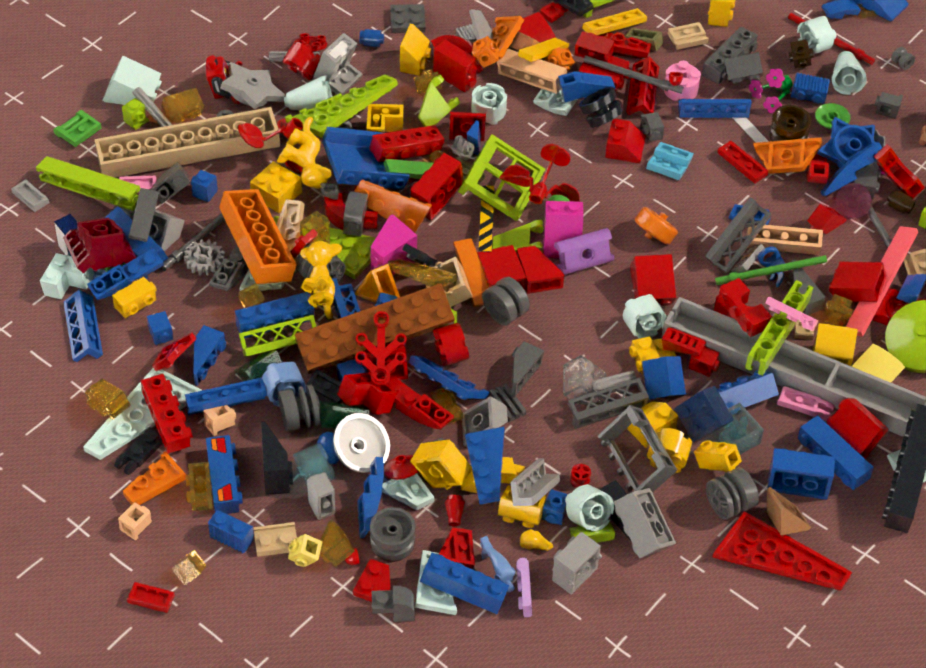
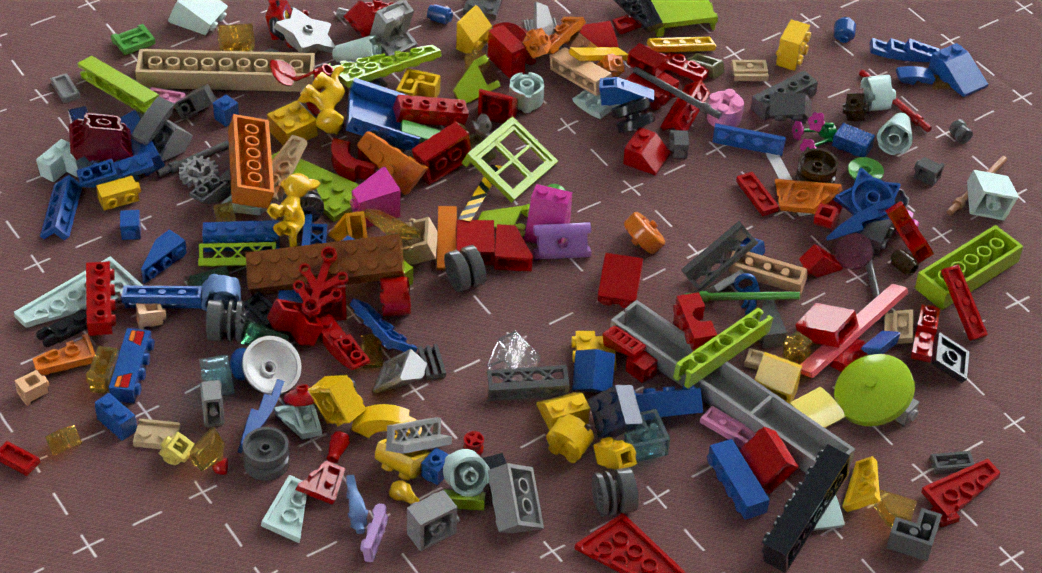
camera: 15 degrees right, 5 degrees down
(106, 399) = (51, 274): clear yellow brick -> none
(134, 114) = (189, 36): lime brick -> none
(151, 107) = (205, 32): light grey axle -> none
(172, 352) = (130, 248): red wing -> none
(277, 468) = (178, 366): black slope -> none
(302, 242) = (286, 171): red plate -> none
(319, 223) = (307, 163): clear yellow brick -> none
(330, 190) = (339, 136): dark grey tile -> none
(354, 213) = (351, 159): dark grey brick -> none
(374, 578) = (232, 496): red wing -> none
(396, 601) = (244, 514): dark grey brick -> none
(418, 256) = (396, 209): black hinge -> none
(464, 583) = (314, 513): blue brick -> none
(473, 136) = (497, 115): blue slope -> none
(486, 457) = (379, 406): blue wing -> none
(520, 176) = (535, 175): red plant -> none
(525, 363) = (462, 329): dark grey slope -> none
(606, 382) = (526, 362): light grey axle -> none
(644, 316) = (595, 311): light aqua brick -> none
(665, 465) = (551, 439): dark grey hinge -> none
(669, 161) = (685, 178): medium azure slope -> none
(675, 78) = (715, 102): red hinge -> none
(785, 514) = (663, 524): medium nougat slope -> none
(792, 314) = (737, 336): bright pink hinge -> none
(801, 473) = (692, 489): blue brick -> none

